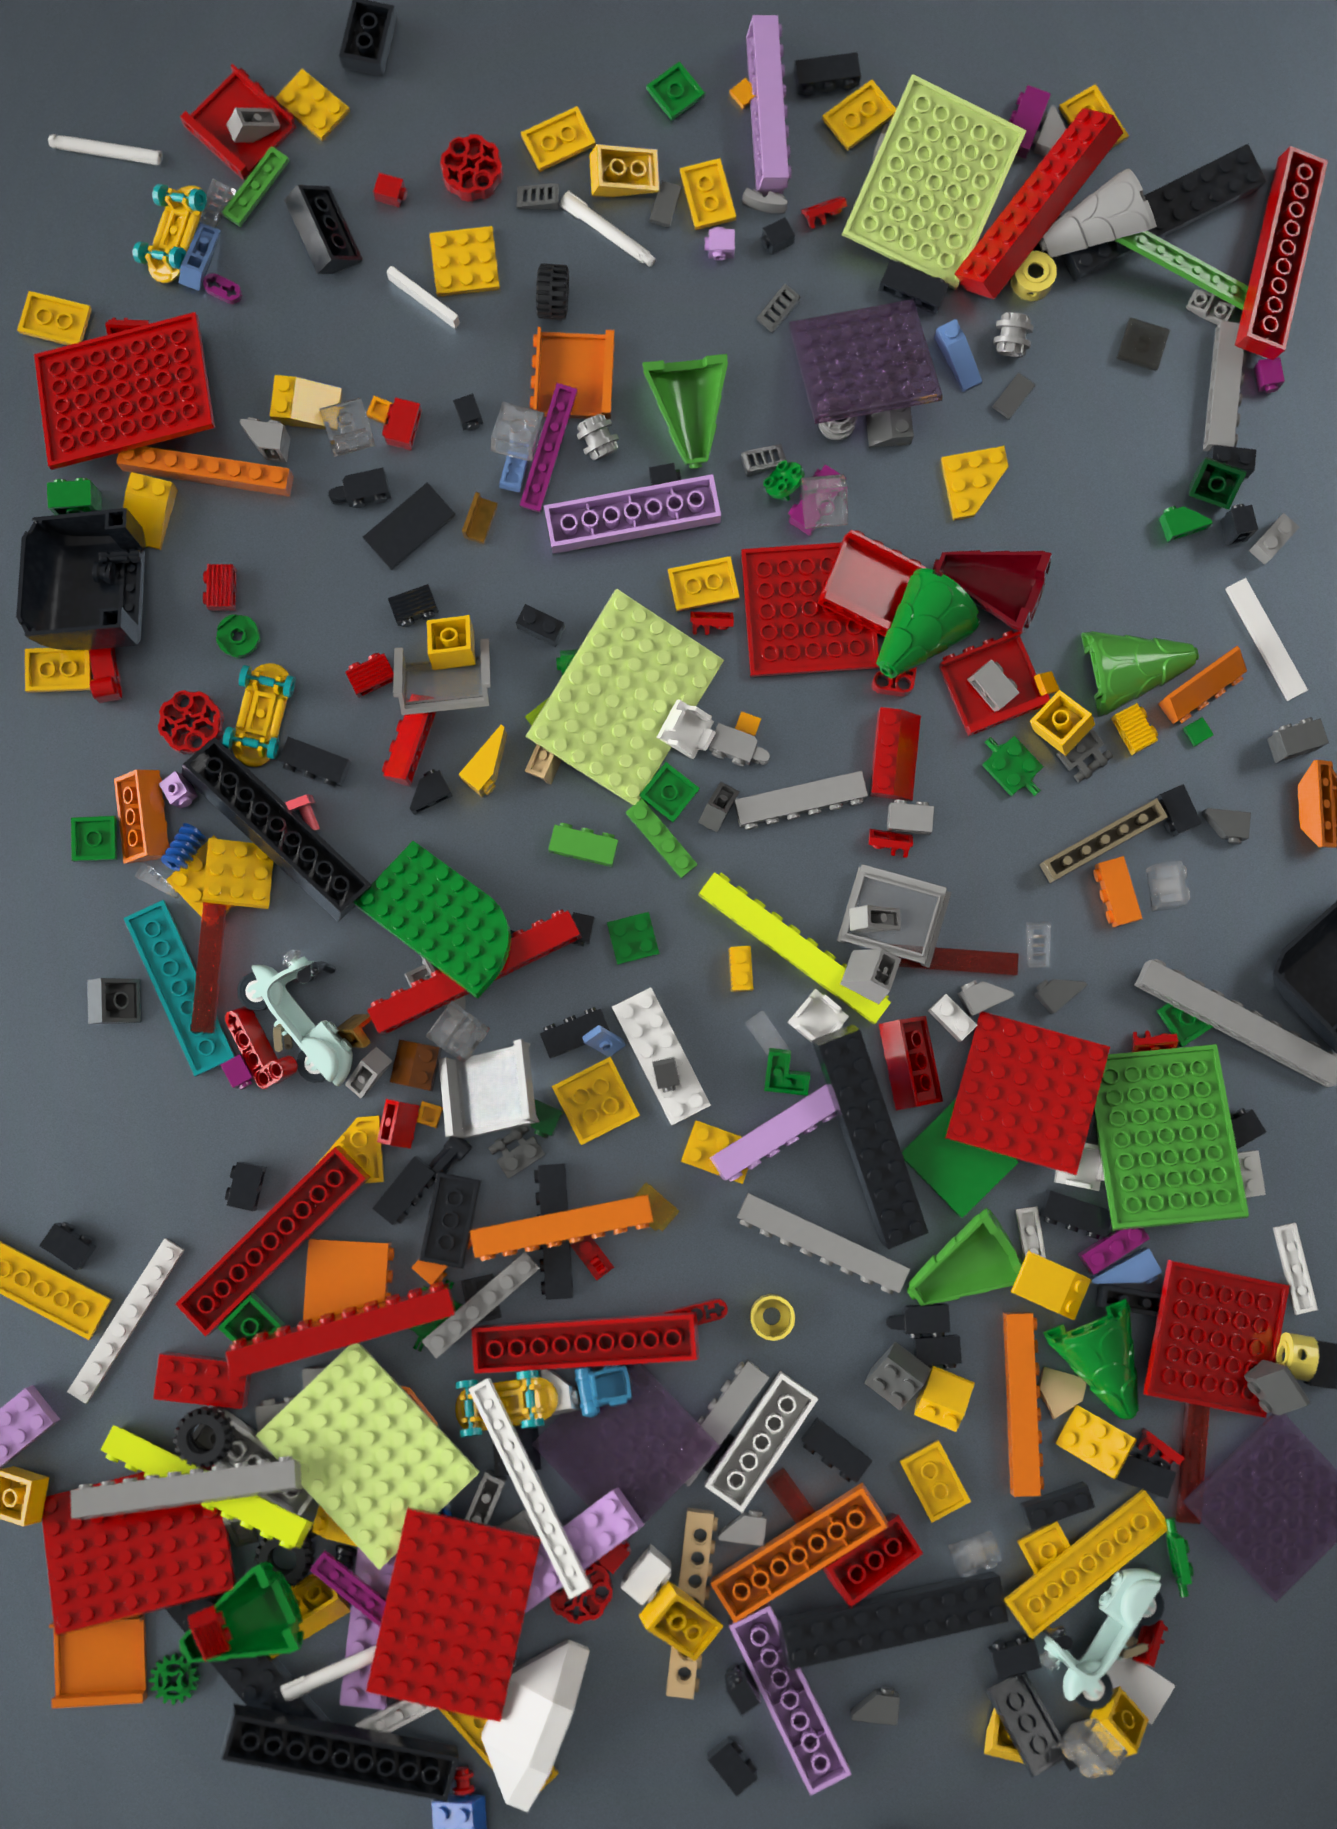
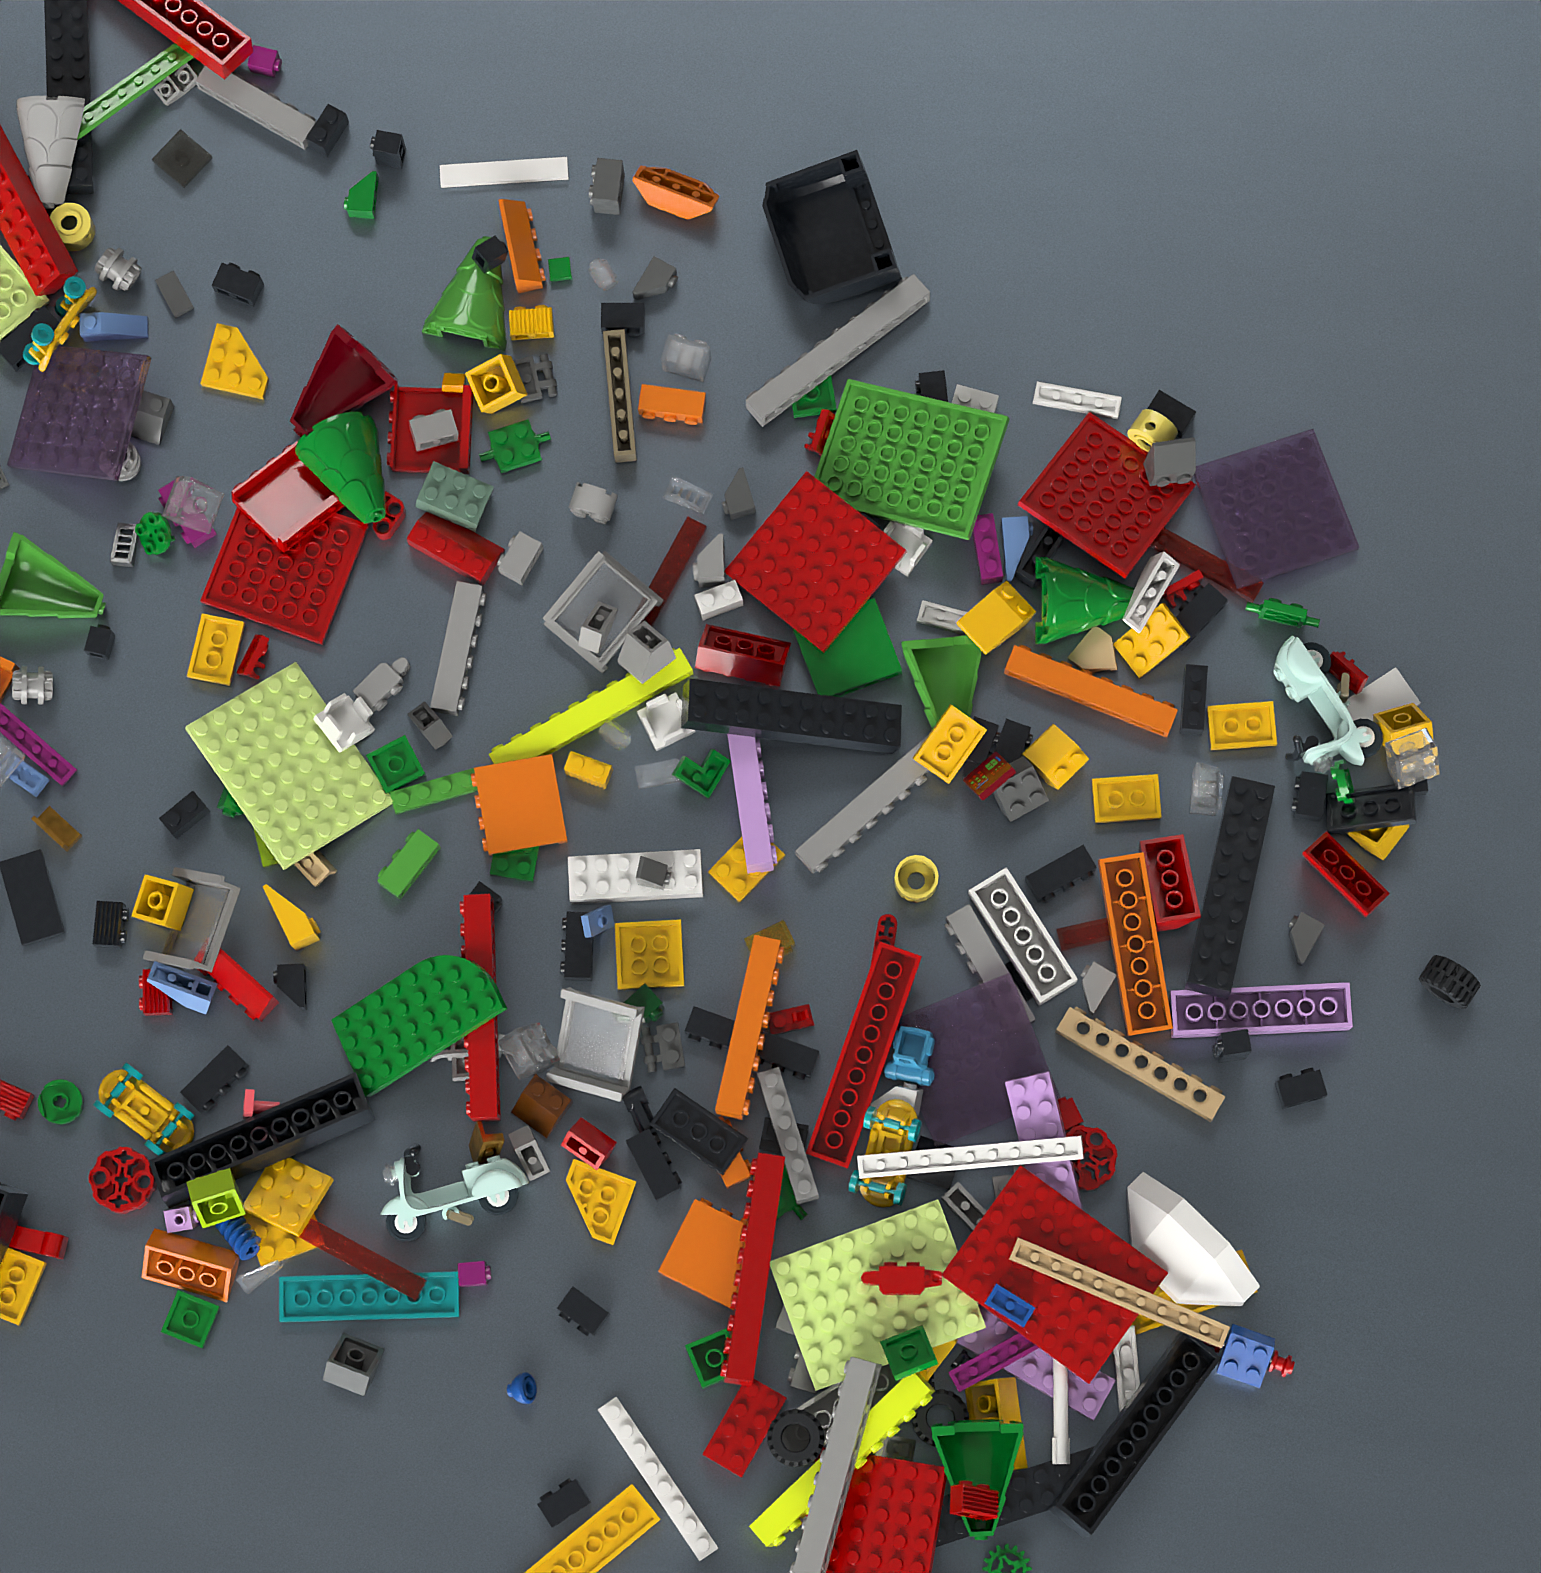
camera: 60 degrees left, 5 degrees down
(154, 1163) = (523, 1388): none -> blue brick
(202, 812) = (216, 1198): none -> lime brick
(256, 1049) = (430, 1248): red beam -> none
(272, 1240) = (644, 1304): red brick -> none
(321, 1511) = (909, 1352): none -> green plate
(381, 701) = (183, 987): none -> medium blue slope
(387, 1474) = (902, 1279): none -> red hinge
(403, 1588) = (1009, 1305): none -> blue plate
(429, 1114) = (593, 1113): light orange tile -> none
(459, 1687) = (1119, 1293): none -> tan plate
(632, 514) = (120, 685): lavender brick -> none
(646, 1575) = (1097, 1090): white brick -> none
(680, 921) = (519, 804): none -> orange panel
(680, 1621) = (1150, 1075): yellow slope -> none
(748, 723) = (364, 665): light orange tile -> none
(784, 978) = (615, 735): none -> clear brick
(881, 839) = (527, 591): red plate -> none
(896, 1346) = (989, 776): none -> dark red tile
(910, 1295) = (949, 743): none -> yellow plate
(939, 732) = (454, 496): none -> sand green brick
(953, 1725) = (1345, 874): none -> red slope
(958, 307) = (68, 306): none -> piece
(991, 861) = (593, 502): none -> light grey brick
(1033, 1692) = (1344, 782): none -> green plate
(1049, 447) = (237, 283): none -> black brick
(1075, 1214) = (944, 569): black brick -> none
(1087, 1563) = (1255, 695): yellow plate -> none
(1143, 1419) = (1149, 589): none -> white slope
(1182, 661) = (490, 254): none -> black brick
(1211, 773) = (602, 274): none -> clear brick
(1216, 482) = (341, 151): dark green slope -> none
(1274, 538) = (416, 124): light grey brick -> none

